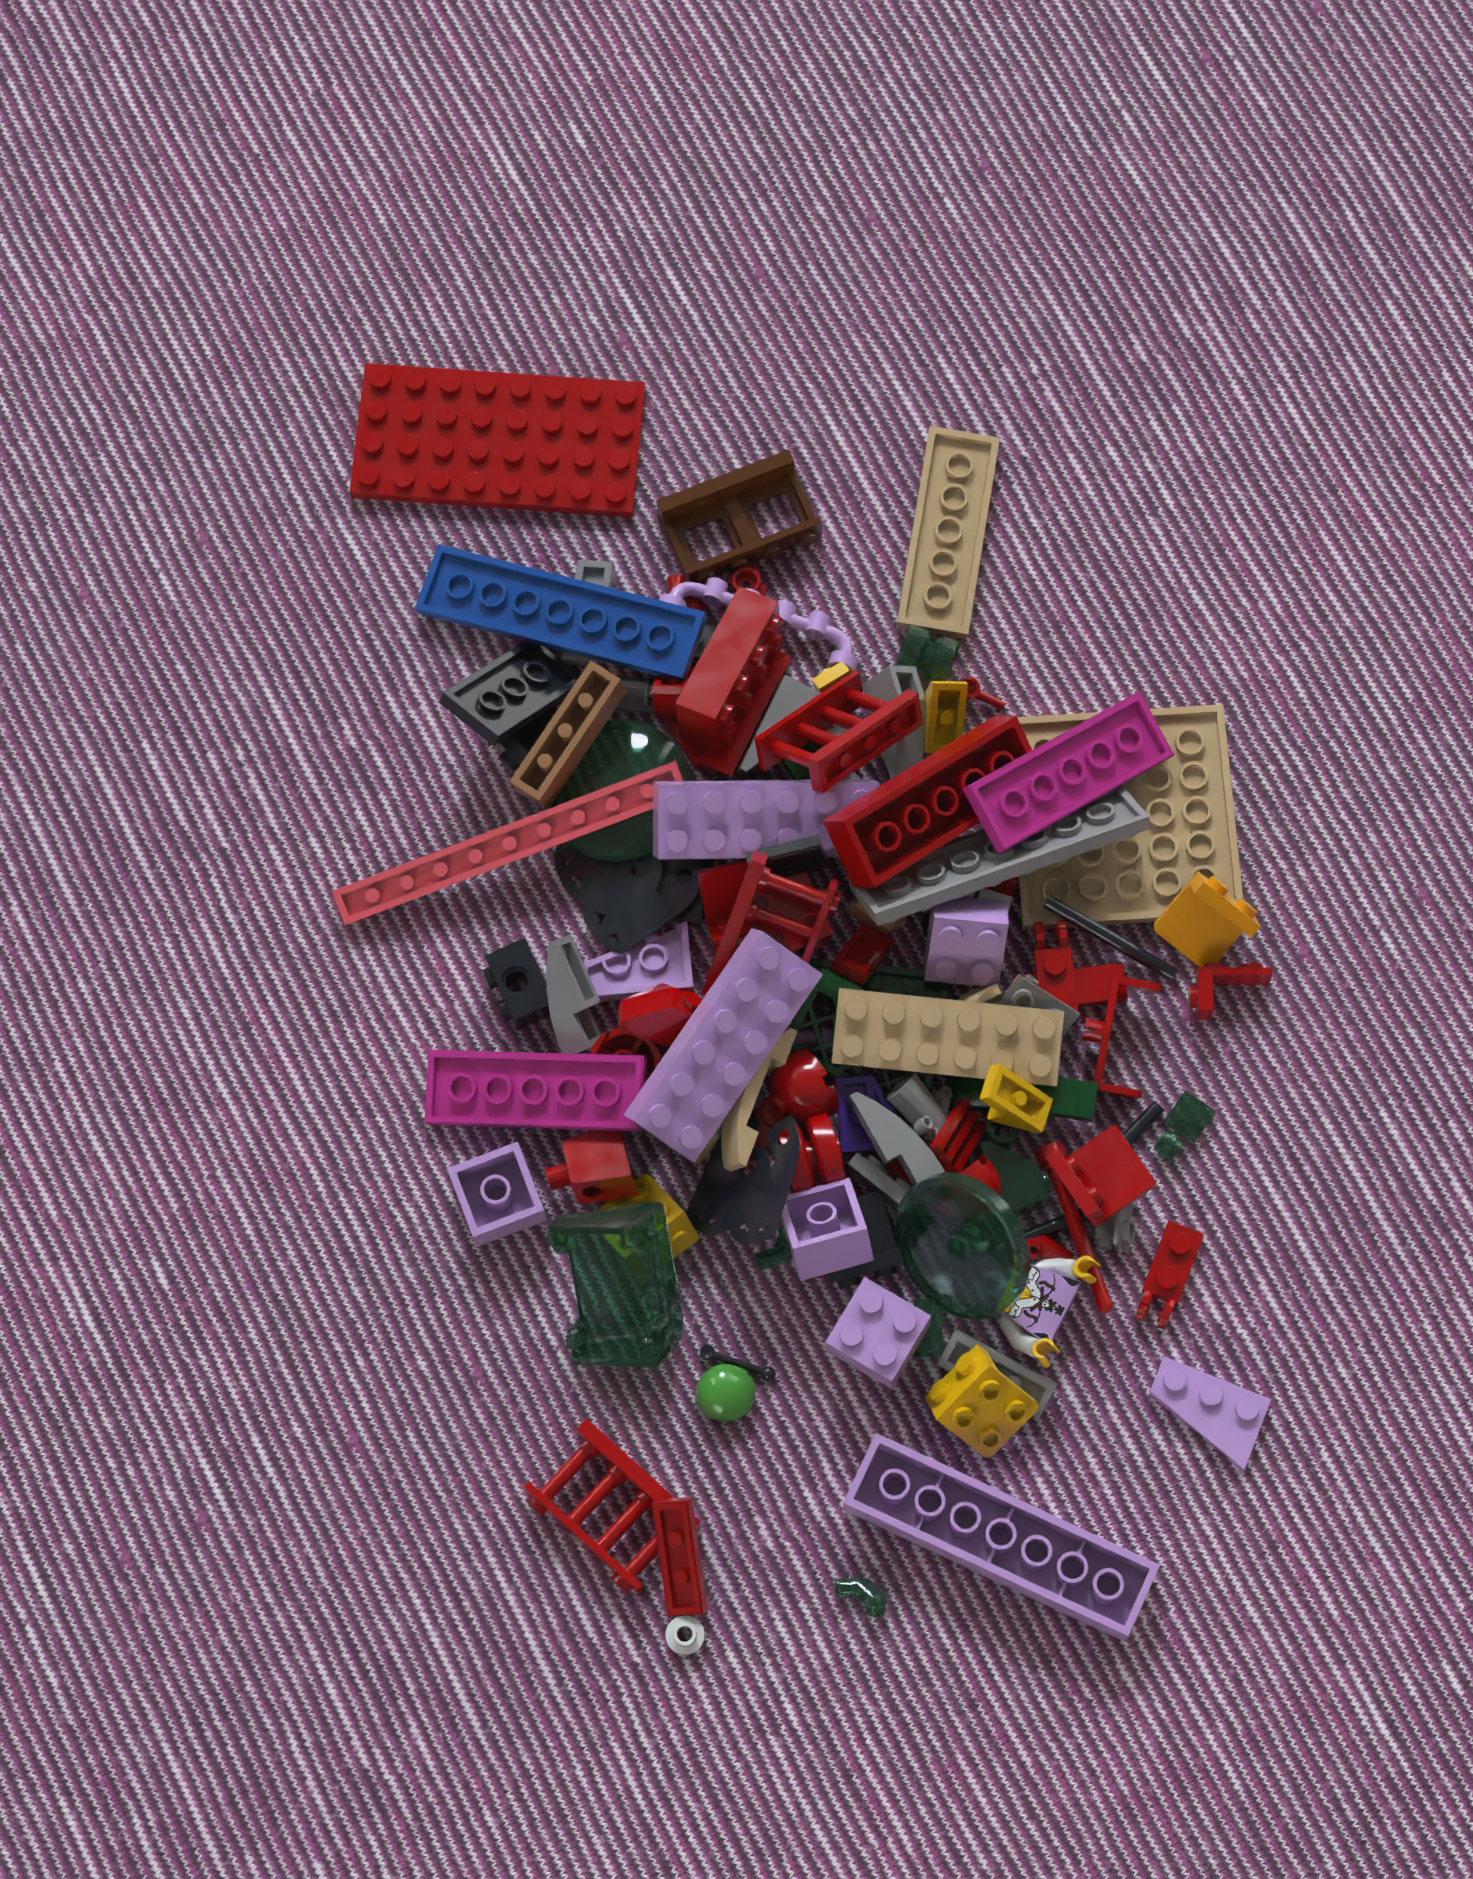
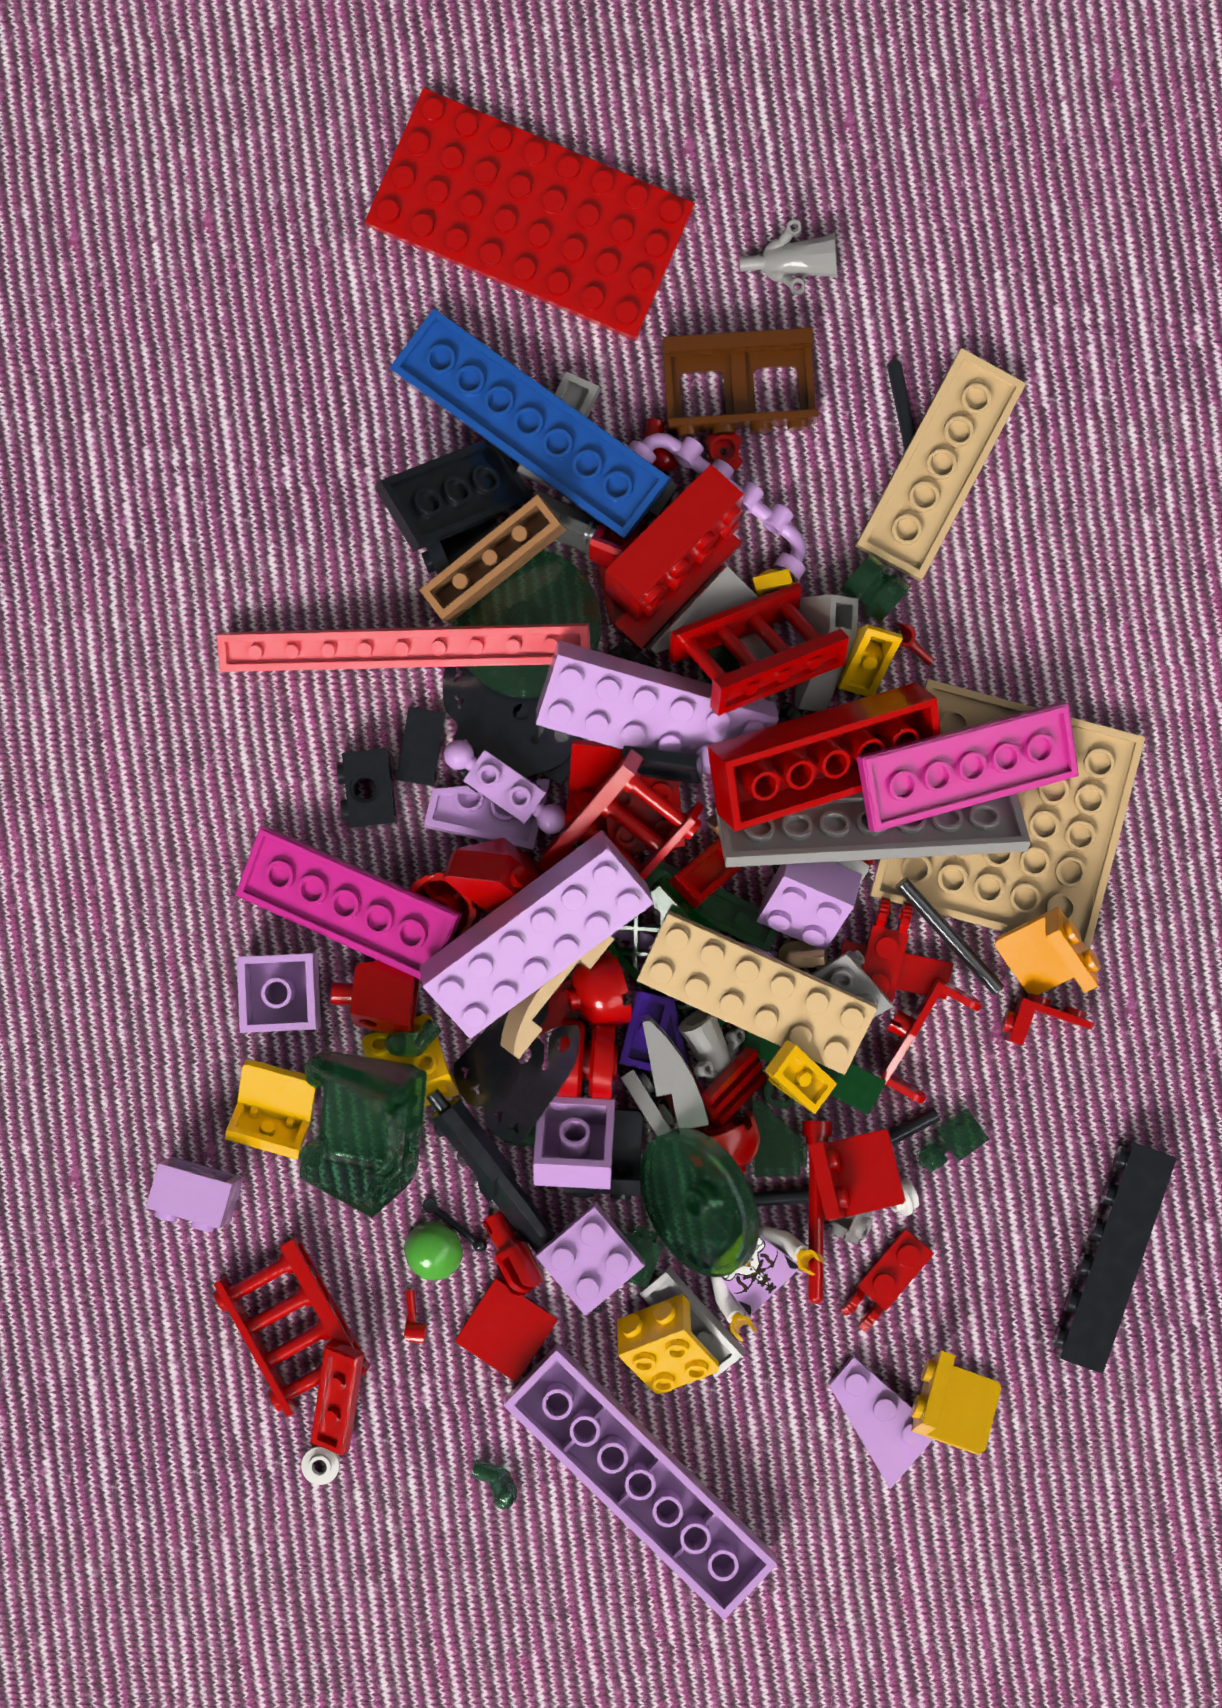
camera: 20 degrees right, 15 degrees up
(477, 1406) = (194, 1194): none -> lavender brick
(526, 1301) = (272, 1109): none -> yellow bracket
(553, 922) = (421, 746): none -> black tile
(570, 996) = (410, 826): light grey slope -> none
(642, 1192) = (412, 1043): none -> clear green arm
(647, 937) = (504, 786): none -> lavender plate
(732, 1475) = (413, 1330): none -> red hand
(752, 402) = (798, 258): none -> light grey piece
(763, 1299) = (489, 1168): none -> black piece
(803, 1369) = (513, 1257): none -> red arm
(821, 1444) = (506, 1330): none -> red tile
(893, 491) = (901, 402): none -> black bar
(1046, 1248) = (779, 1217): red arm -> none
(1159, 1195) = (911, 1200): none -> white plate
(1274, 1365) = (955, 1405): none -> yellow bracket
(1373, 1178) = (1113, 1256): none -> black brick

